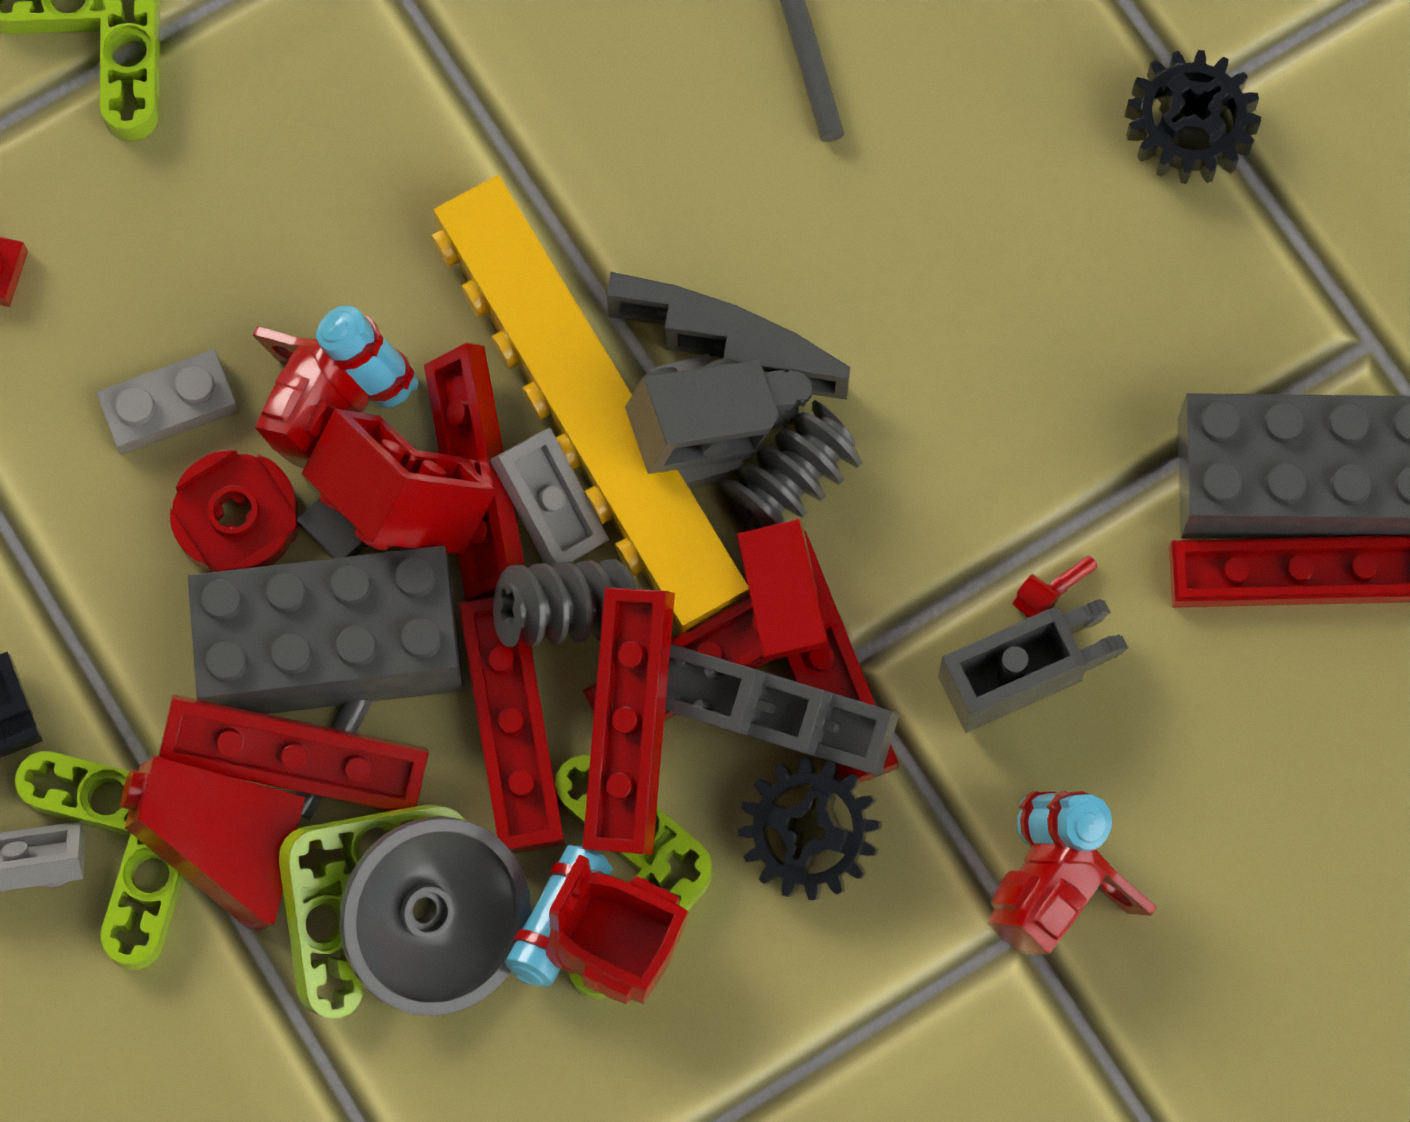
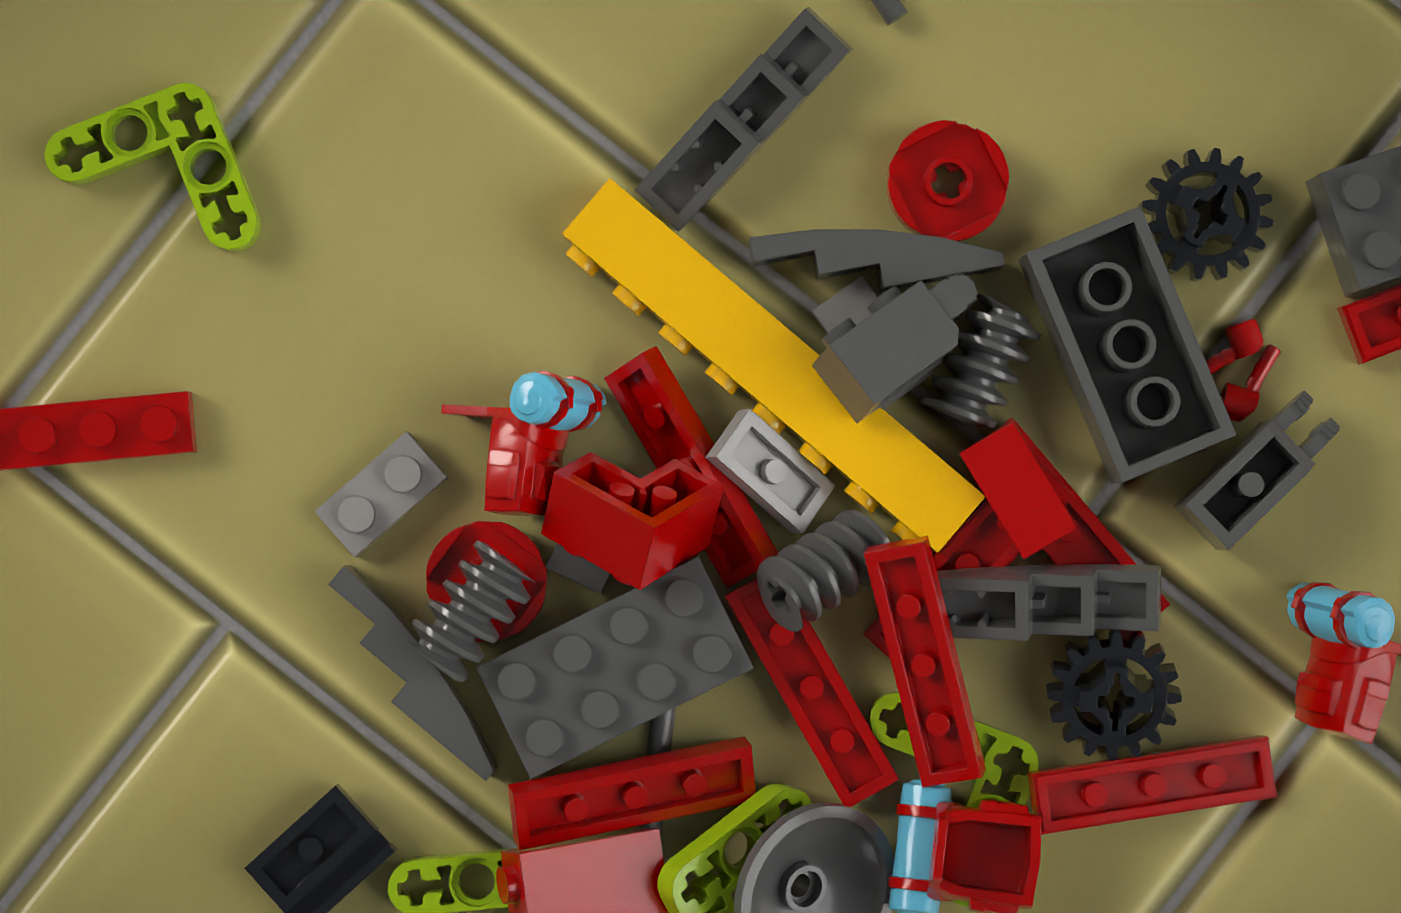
camera: 25 degrees left, 15 degrees up
(134, 589) = (429, 693): none -> dark grey slope
(205, 519) = (471, 611): none -> dark grey piece
(649, 176) = (743, 119): none -> dark grey slope
(818, 937) = (1152, 784): none -> red tile
(847, 270) = (957, 149): none -> red plate
(941, 498) = (1126, 346): none -> dark grey brick
(1049, 384) = (1229, 228): none -> black gear
(1063, 545) = (1244, 341): none -> red hand

